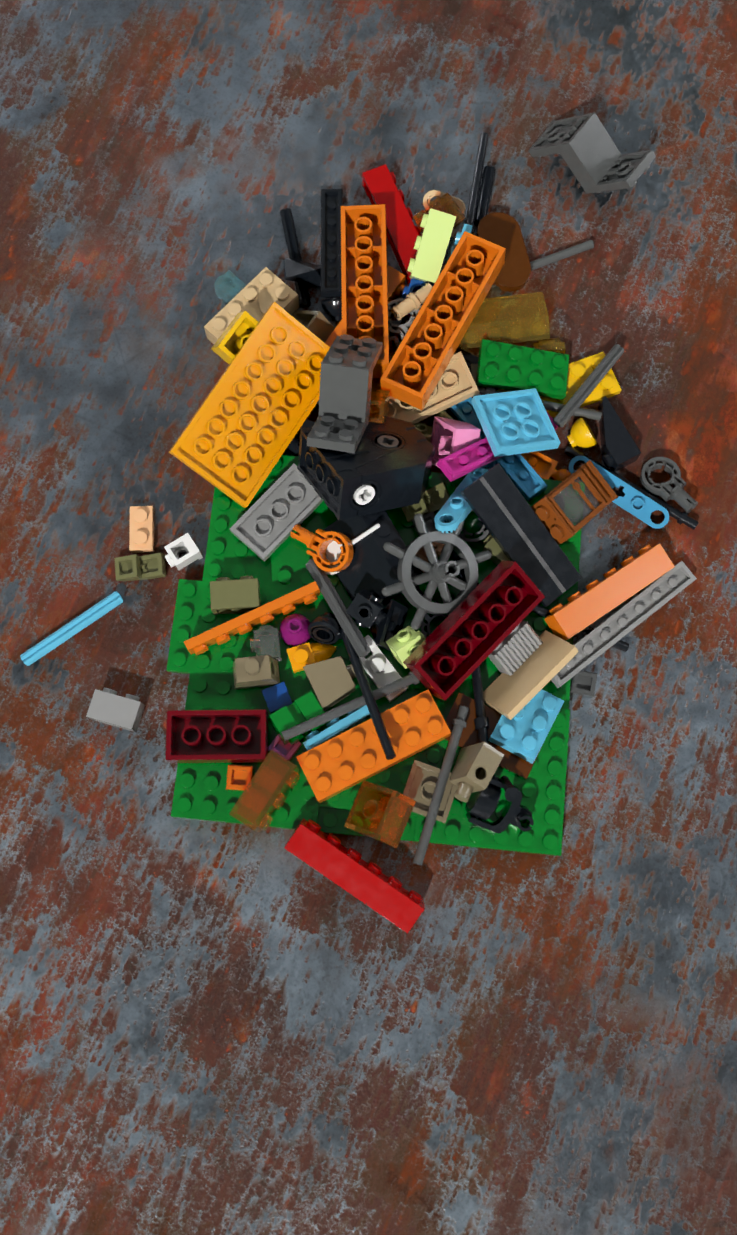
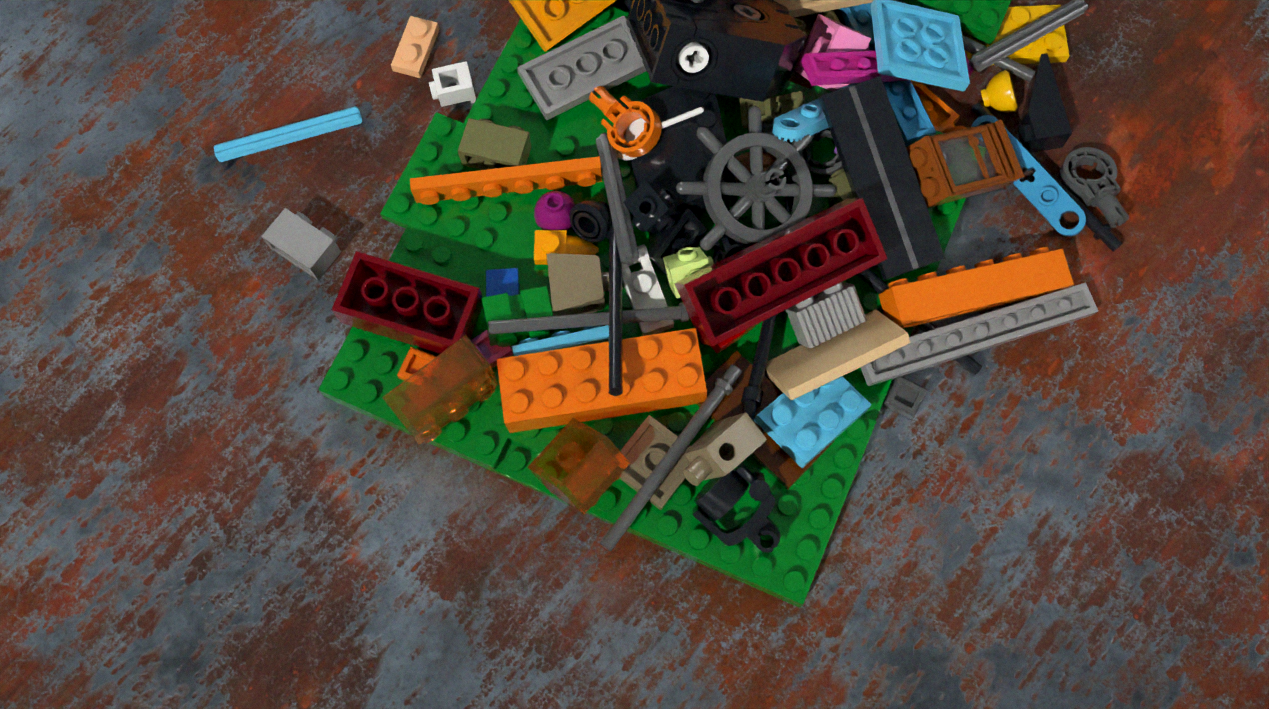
camera: 20 degrees right, 5 degrees down
(140, 567) = (396, 90): olive slope -> none
(255, 672) = (483, 243): dark tan torso -> none
(266, 642) = (512, 217): clear brick -> none
(355, 875) = (521, 538): red brick -> none

